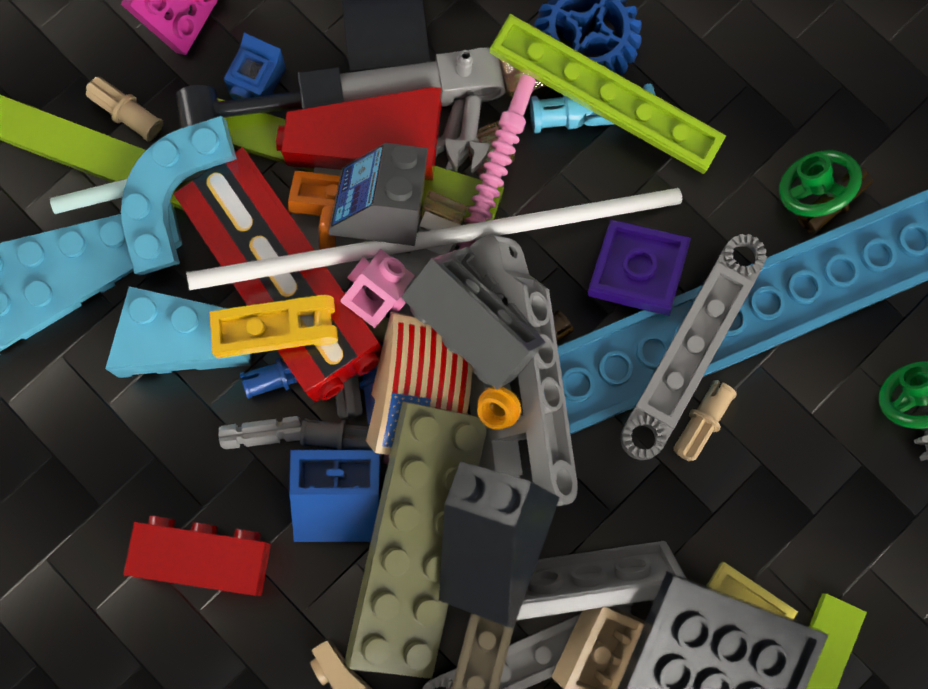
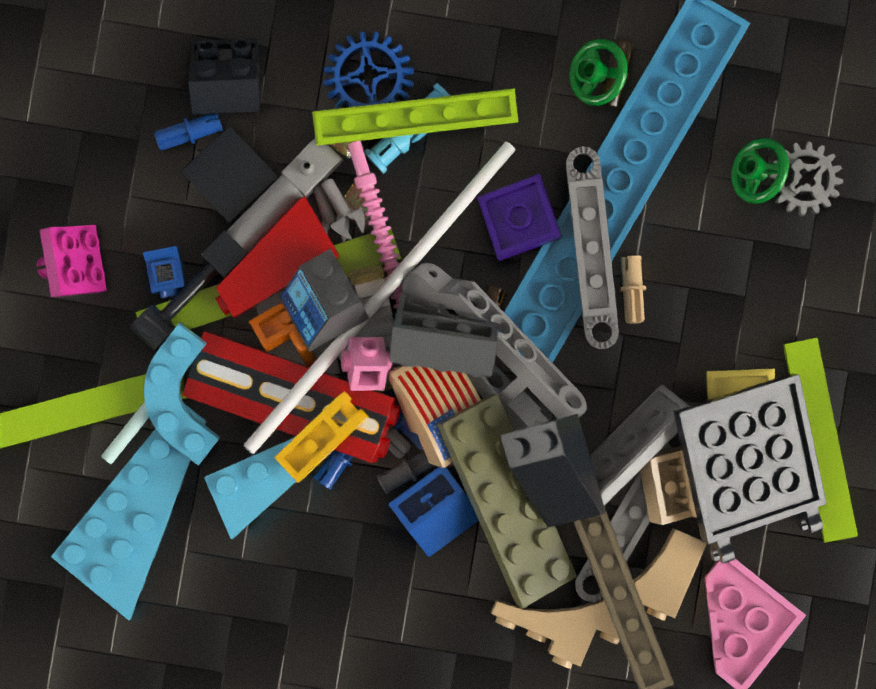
camera: 30 degrees left, 10 degrees up
(124, 108) = (96, 359): tan axle -> none
(198, 556) = (377, 610): red brick -> none
(260, 432) = (355, 505): light grey axle -> none
(492, 414) = (500, 385): light orange plate -> none

